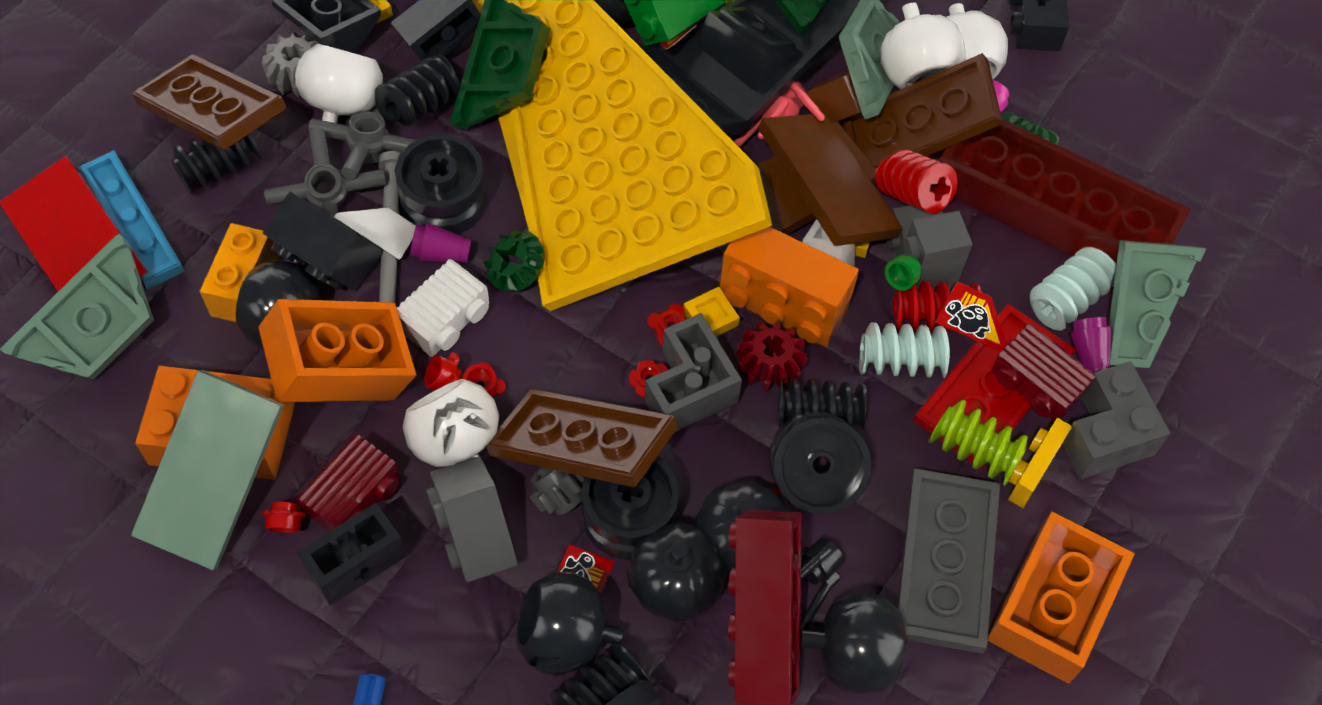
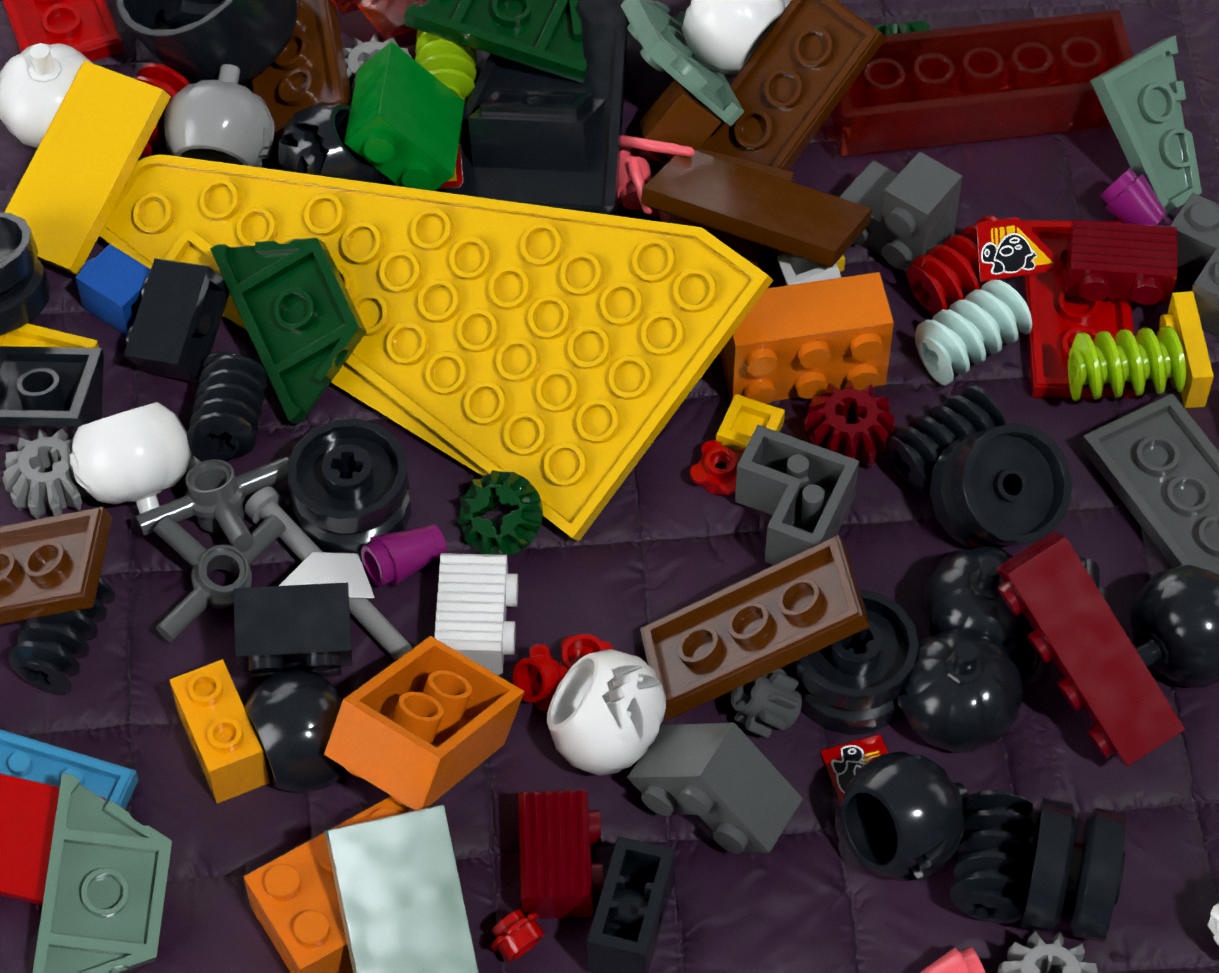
camera: 35 degrees left, 5 degrees down
(644, 369) = (738, 542): red plate -> none
(903, 272) = (910, 255): green hinge -> none
(917, 180) = (844, 151): red piece -> none
(1073, 287) = (1071, 162): light aqua piece -> none

